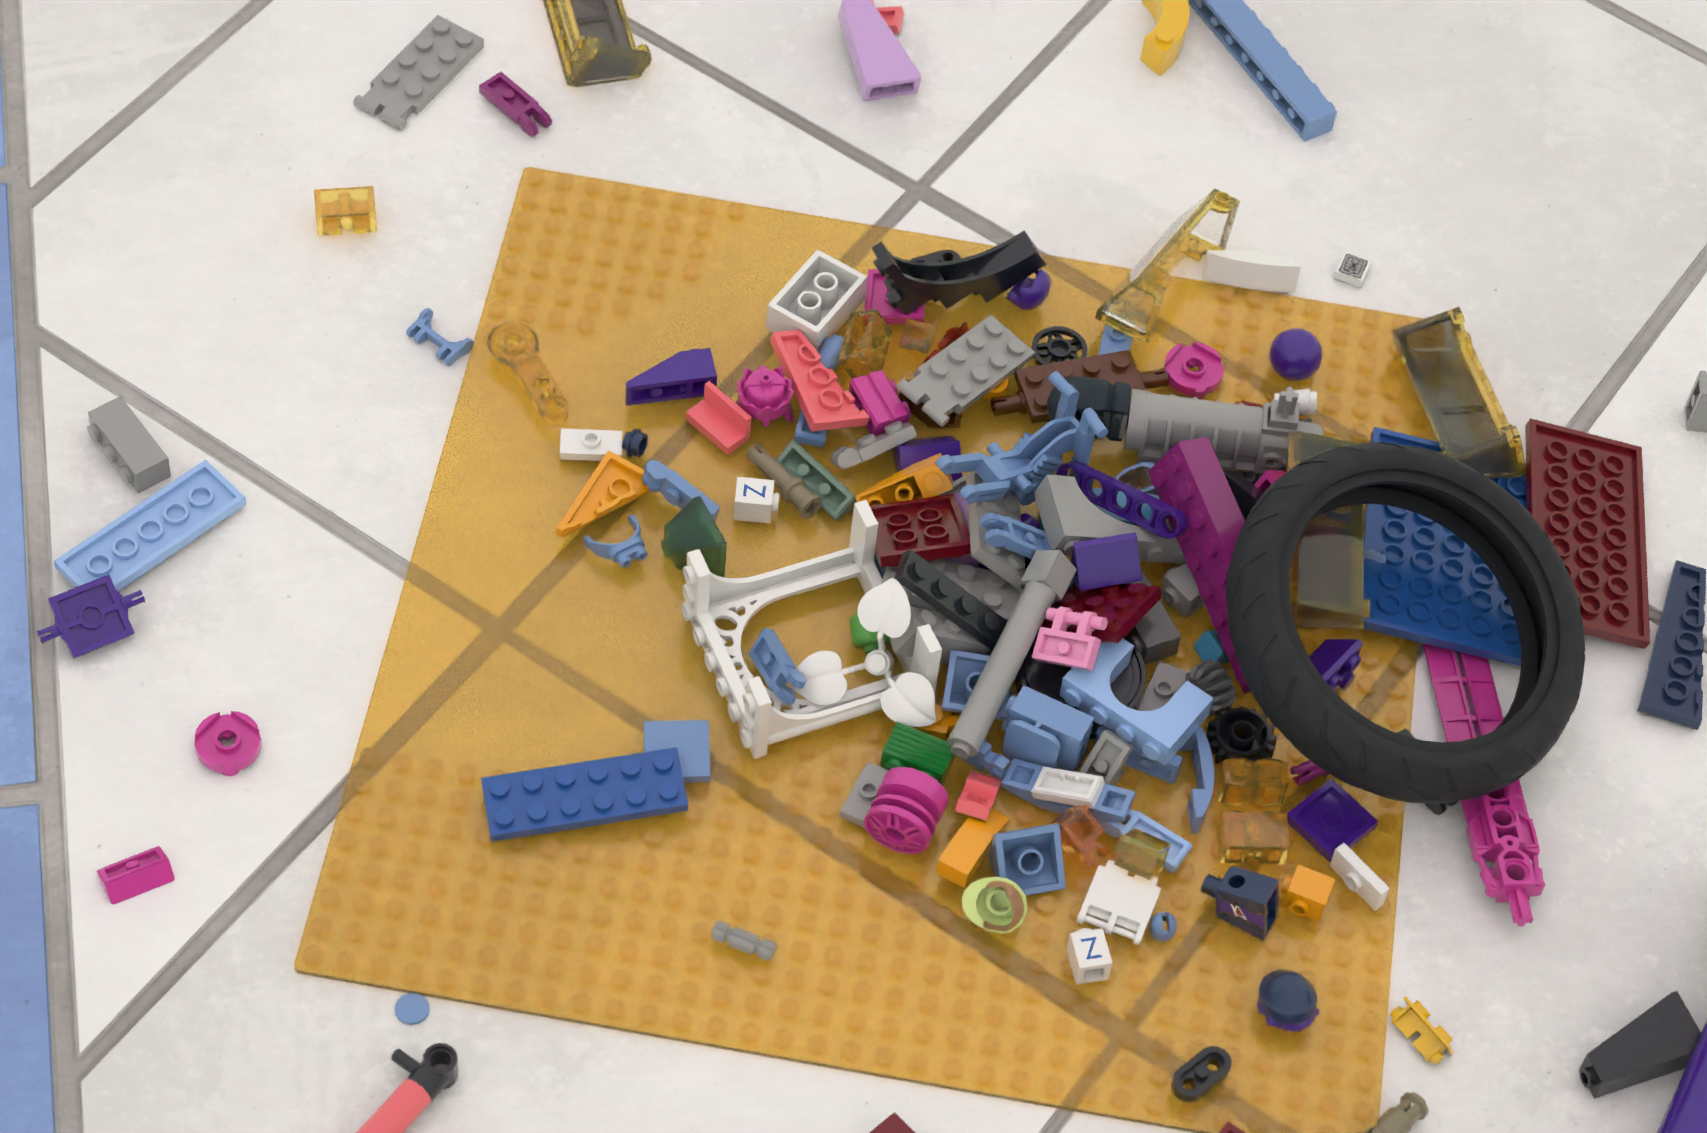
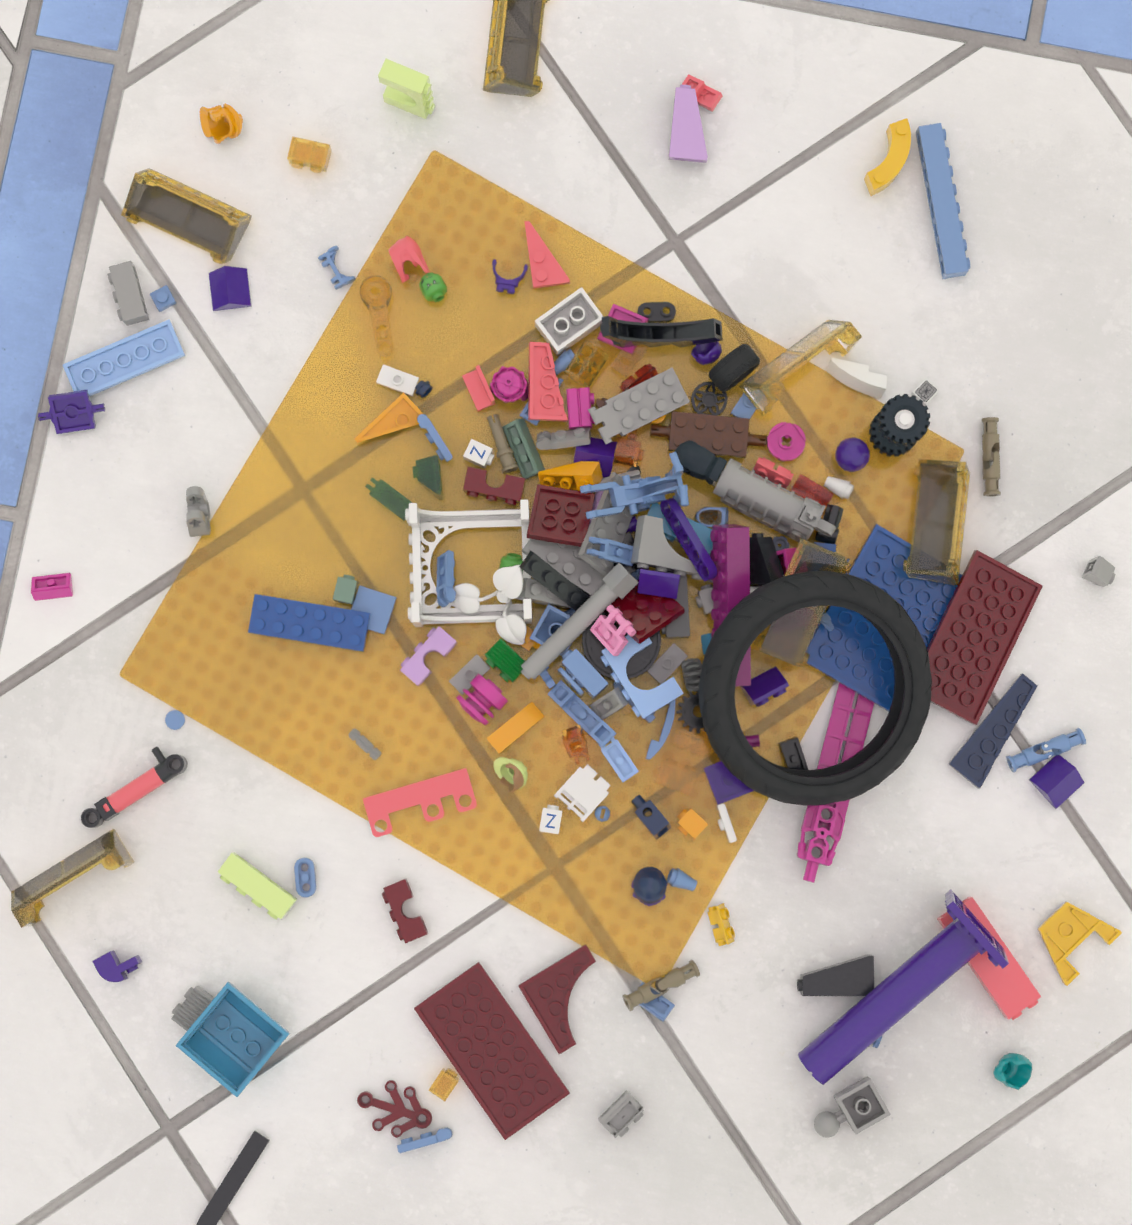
camera: 25 degrees right, 30 degrees up
(184, 326) = (186, 214): none -> clear smoke windscreen
(184, 441) = (163, 298): none -> medium blue plate
(197, 201) = (220, 122): none -> light orange helmet
(232, 758) = (114, 517): dark pink plate -> none
(283, 402) = (229, 288): none -> dark purple slope
(345, 692) = (198, 512): none -> light grey piece
(420, 72) = (400, 44): light grey hinge -> none
(477, 59) = (406, 89): none -> yellowish green arch
(515, 103) = (443, 97): magenta hinge -> none
(544, 279) = (405, 250): none -> coral helmet
(596, 315) = (433, 287): none -> bright green head
(621, 552) = (394, 465): medium blue helmet -> none
(625, 731) = (345, 589): none -> sand green brick
(643, 593) = (389, 497): none -> clear green hinge
(673, 379) = (467, 349): dark purple slope -> none
(700, 286) = (504, 284): none -> dark purple helmet
(744, 254) = (543, 265): none -> coral wing
(773, 540) = (510, 491): none -> dark red arch
(801, 762) = (437, 641): none -> lavender arch
(866, 985) = (423, 793): none -> coral piece
(976, 432) = (629, 450): none -> clear orange brick
(978, 795) = (530, 698): coral slope -> none
(1030, 858) = (540, 752): medium blue slope -> none
(1068, 787) = (581, 713): white plate -> none
(1079, 289) = (734, 367): none -> black tyre
(1141, 853) = (605, 770): clear yellow brick -> none
(1199, 1075) = (582, 912): black plate -> none
(1331, 979) = (680, 879): none -> medium blue cone
(1350, 267) = (899, 425): none -> black plate
(1483, 315) = (991, 449): none -> dark tan piece

